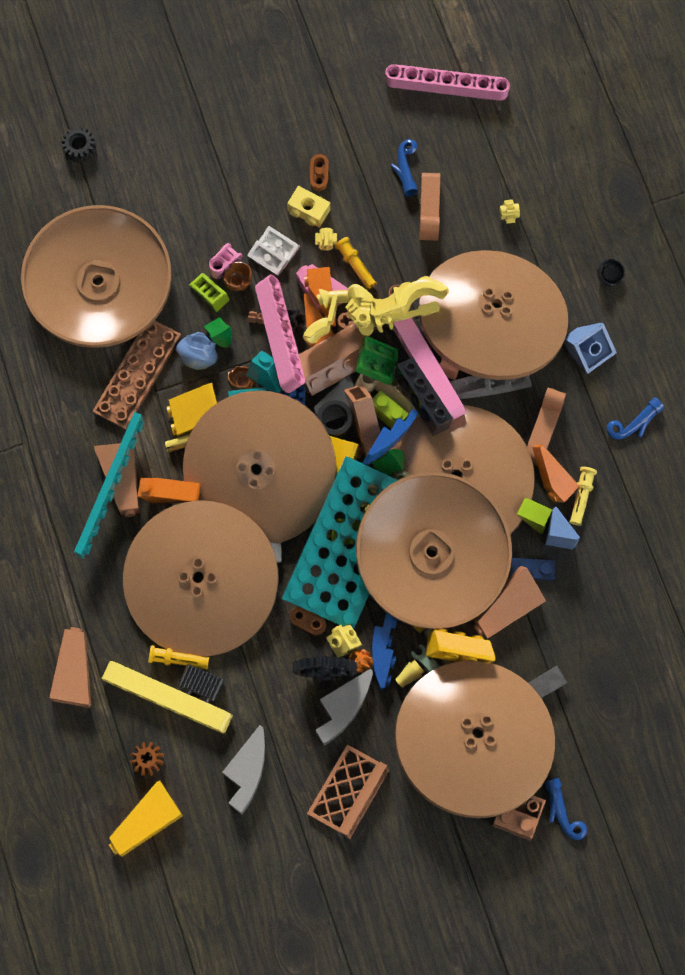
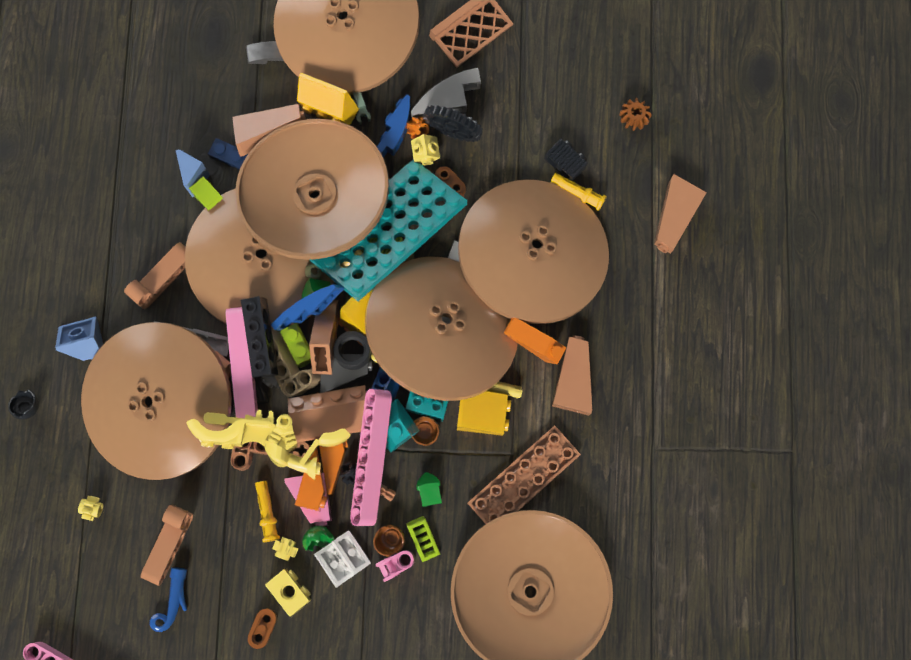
camera: 160 degrees left, 5 degrees up
(106, 493) = (584, 369): teal plate -> none
(146, 819) = (652, 64): yellow slope -> none
(167, 697) = (601, 161): light yellow beam -> none
(197, 351) = (457, 476): medium blue helmet -> none
(246, 770) = (552, 73): light grey slope -> none
(303, 257) = (317, 536): none -> green hair
(377, 360) = (288, 391): green slope -> none
(409, 674) = (378, 103): light yellow cone -> none
(554, 476) = (173, 223): orange slope -> none
(585, 486) = (151, 211): light yellow pin -> none
(641, 421) = (51, 258): blue plant -> none

